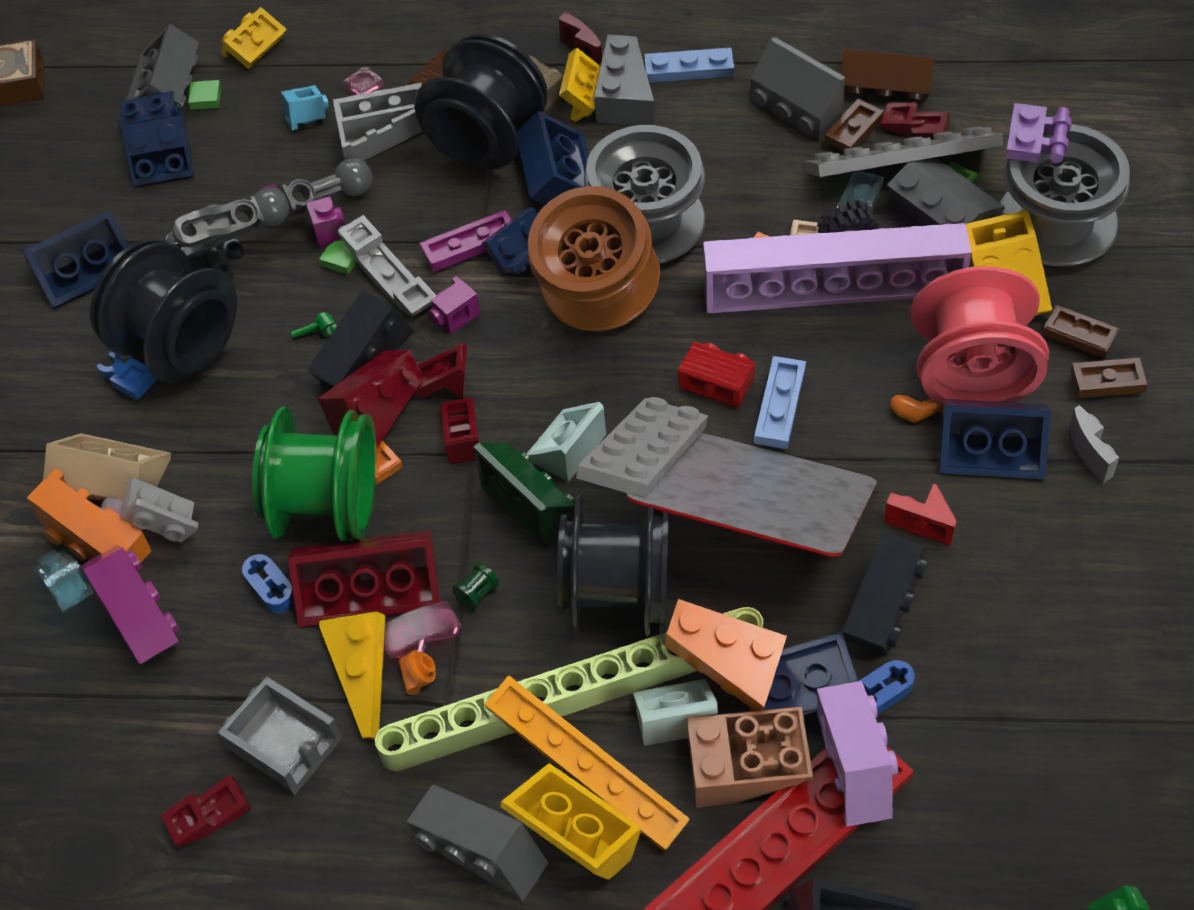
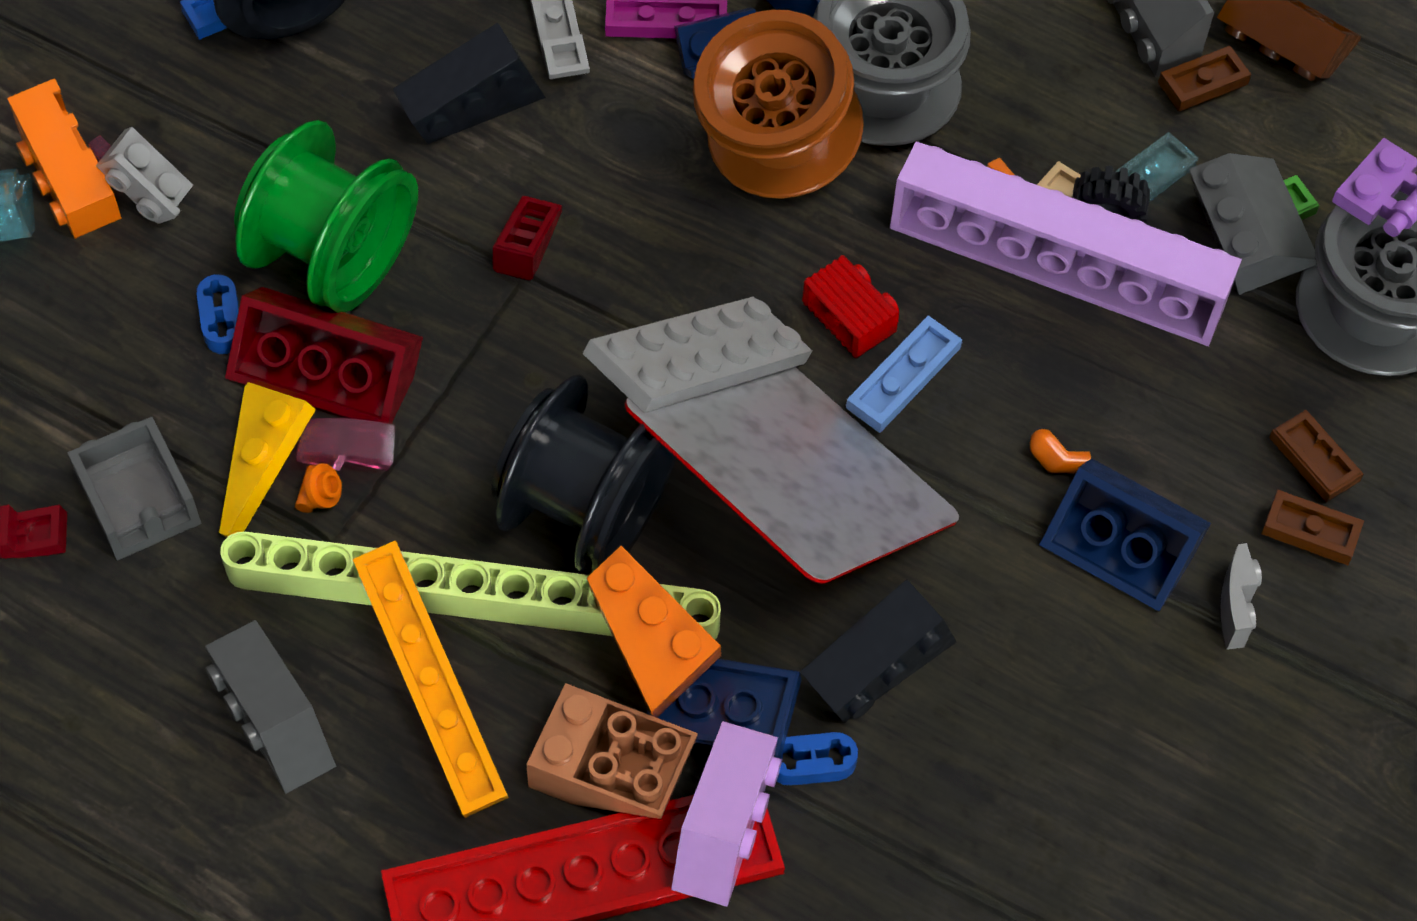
camera: 20 degrees right, 5 degrees up
(103, 464) = (118, 94): tan slope -> none
(131, 602) = (55, 266): magenta wedge -> none
(323, 322) = (447, 41): green hand -> none
(374, 389) = (449, 150): dark red wedge -> none
(387, 462) = (422, 236): orange tile -> none
(443, 371) = (545, 160): dark red slope -> none
(454, 306) = (601, 89): magenta brick -> none
(475, 586) = (435, 424): dark green bush -> none
(523, 490) = (548, 329): dark green slope -> none
(569, 440) = (638, 301): light aqua slope -> none
(575, 821) = (374, 736): yellow slope -> none
(665, 710) = (554, 658): light aqua slope -> none
(909, 122) = (1278, 102): dark red slope -> none
(912, 150) = (1221, 133): light grey plate -> none
(928, 519) = (985, 591): red slope -> none
(979, 336) = (1167, 409): coral wheel -> none
(1010, 244) = (1269, 337): yellow slope -> none

